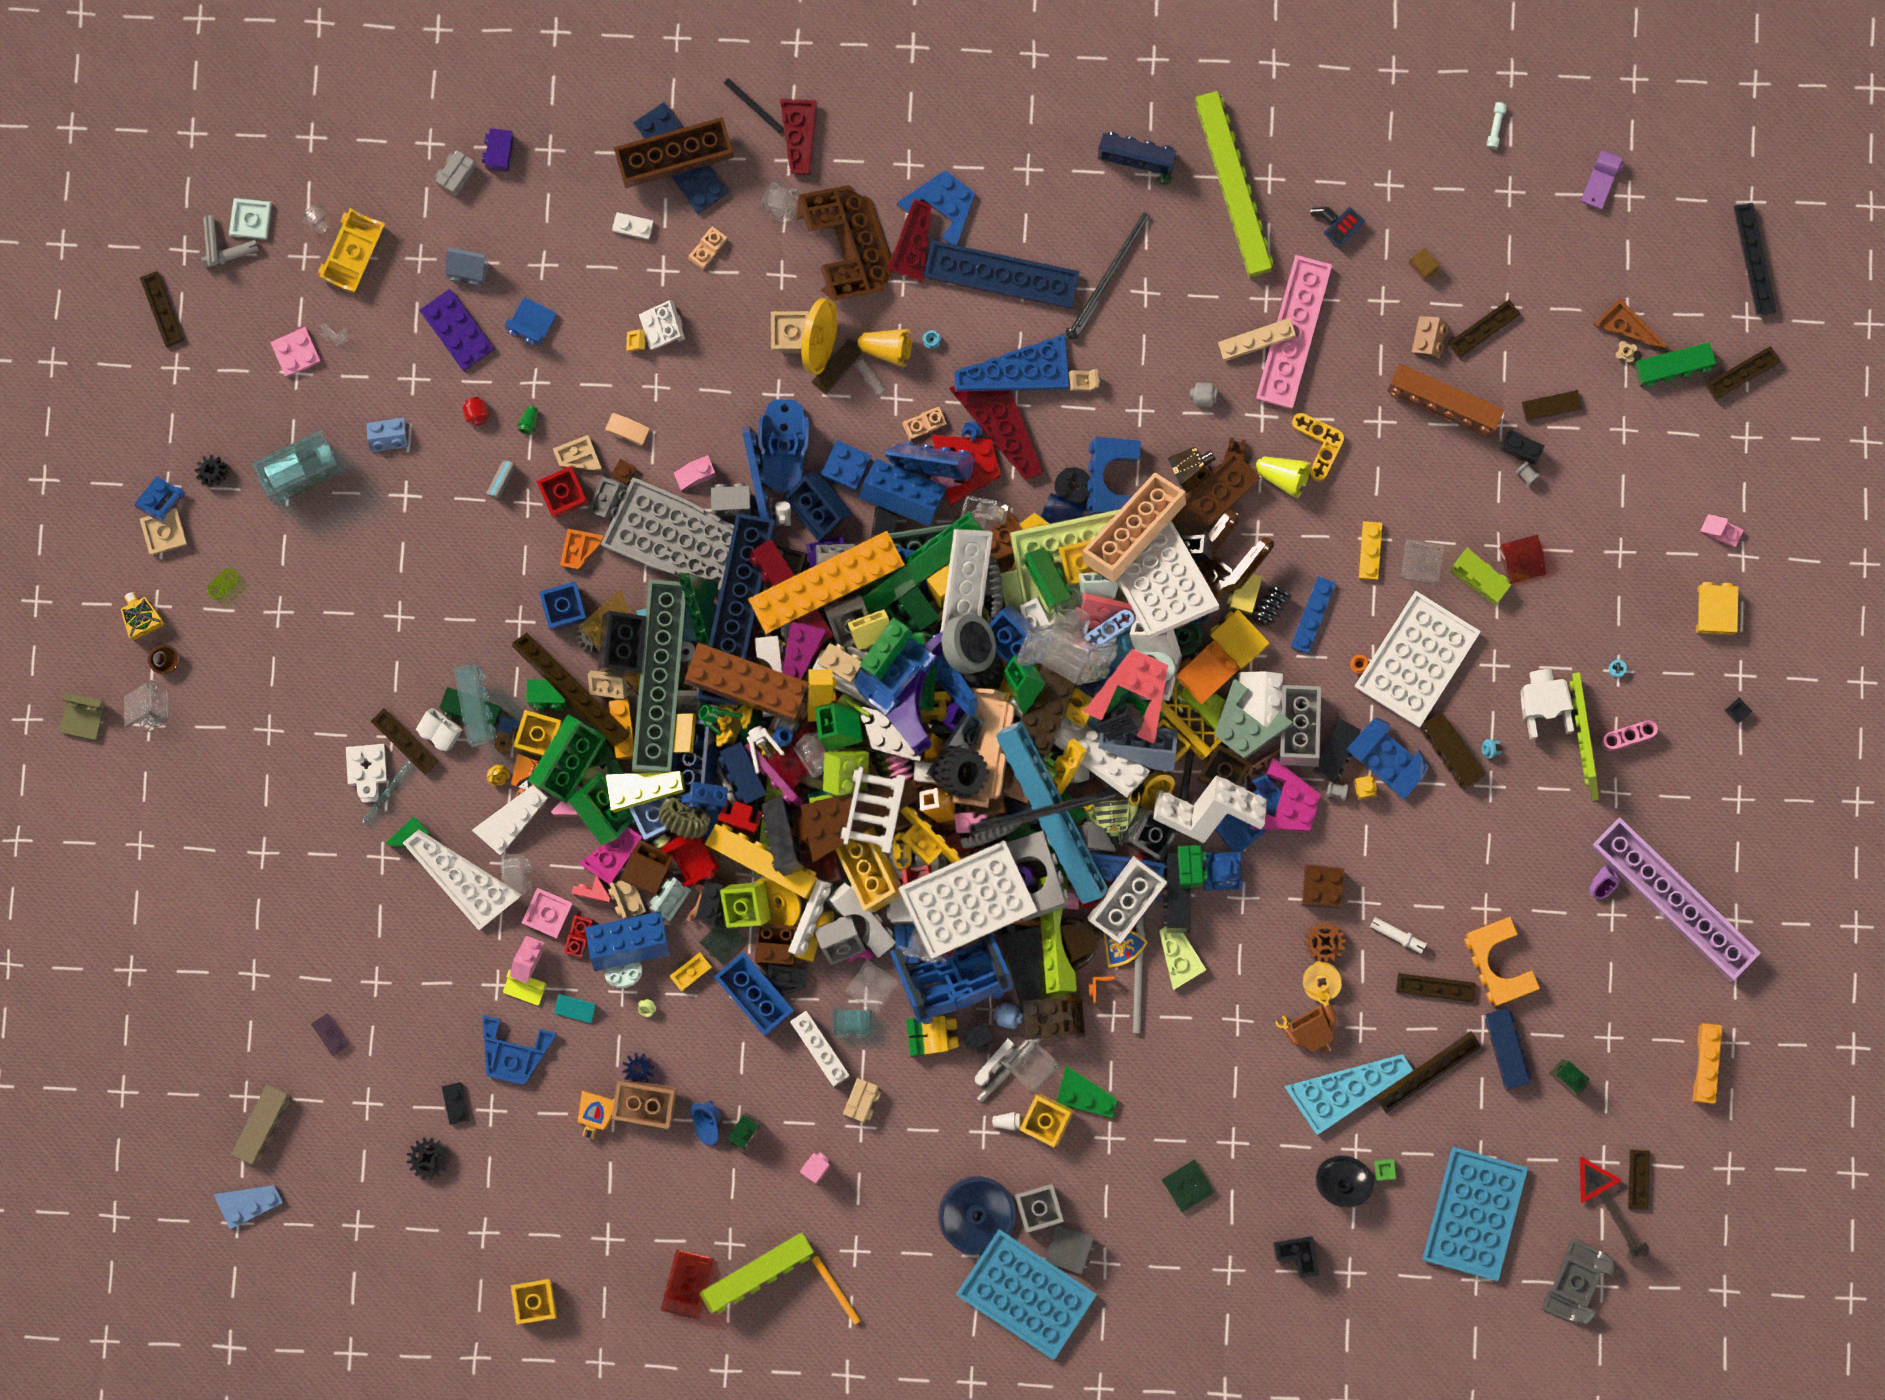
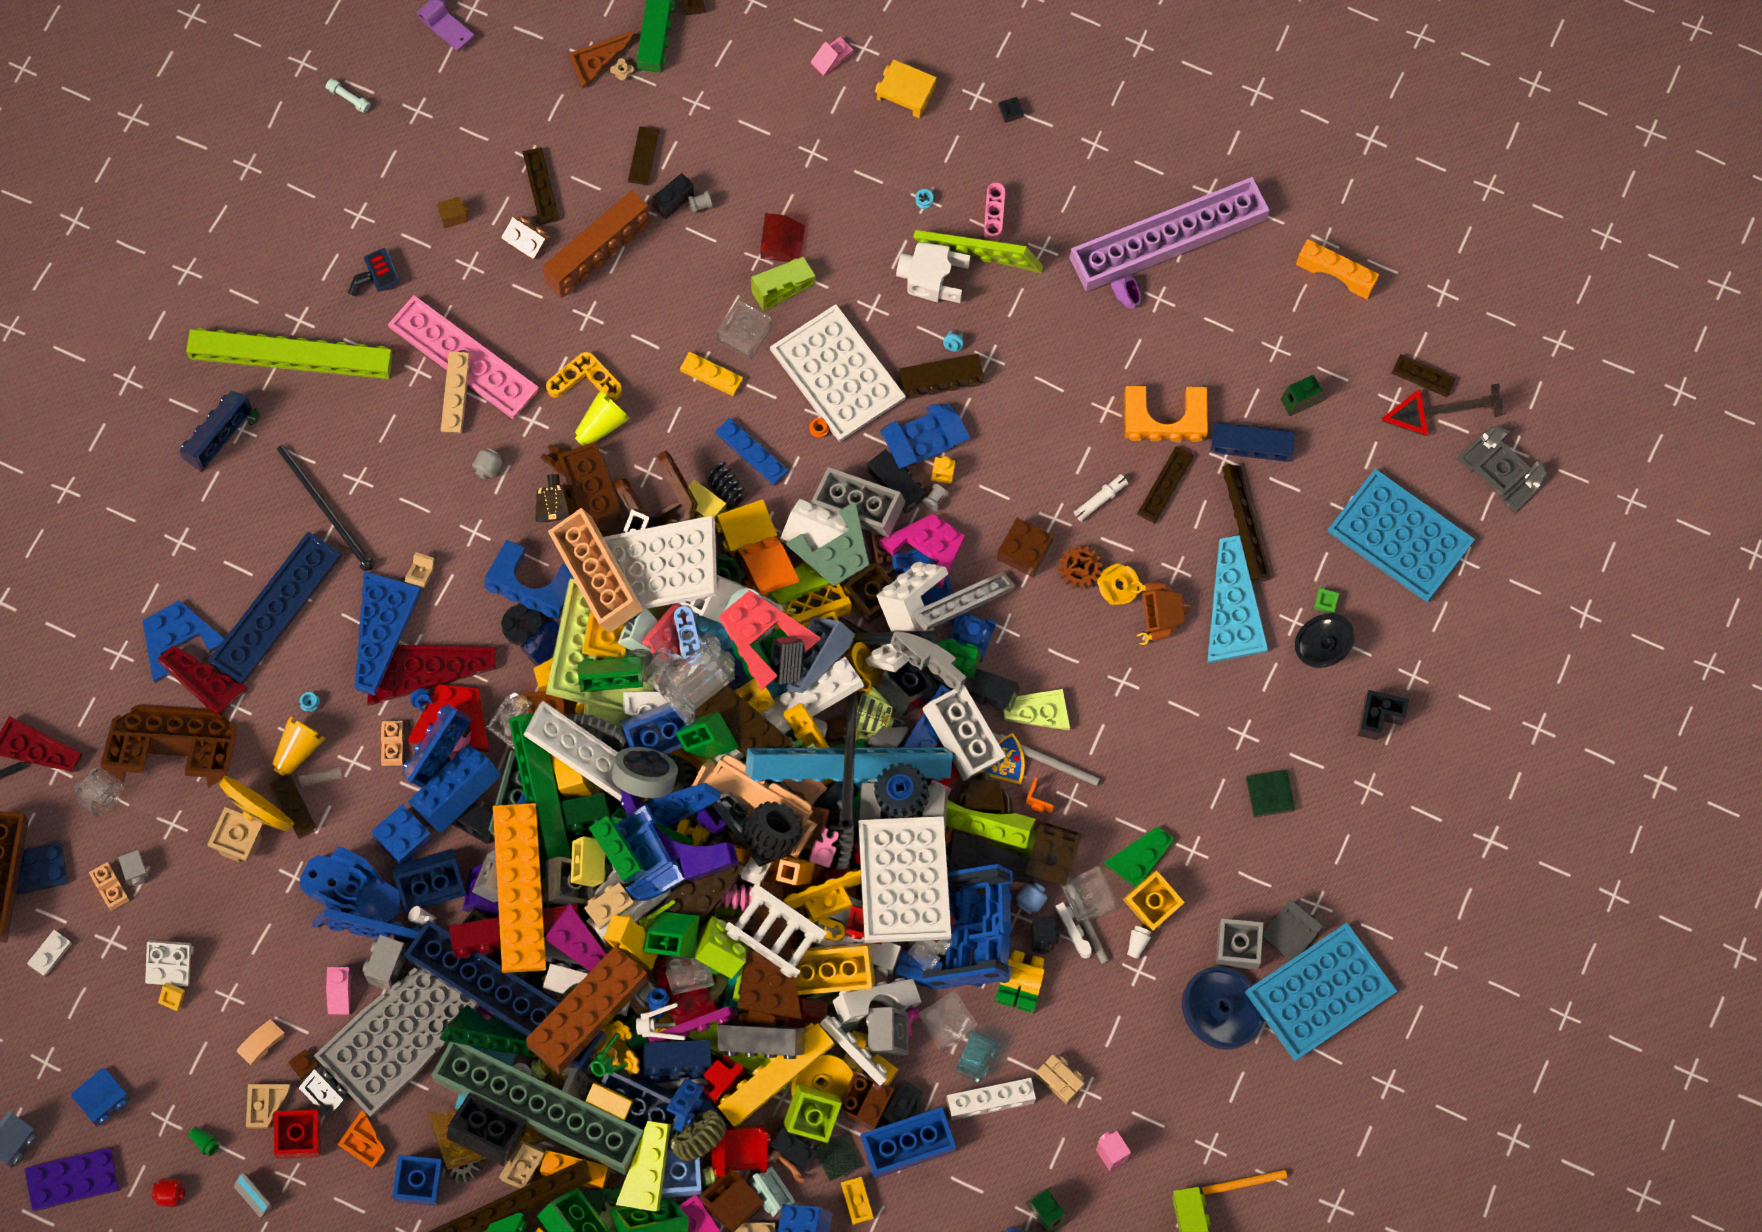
camera: 75 degrees left, 10 degrees down
(729, 261) = (133, 868): none -> light grey brick
(1044, 866) = (901, 800): none -> black wheel
(1178, 835) = (924, 652): none -> light grey slope
(1187, 809) = (878, 638): none -> black axle
(1245, 852) = (963, 601): none -> light grey plate

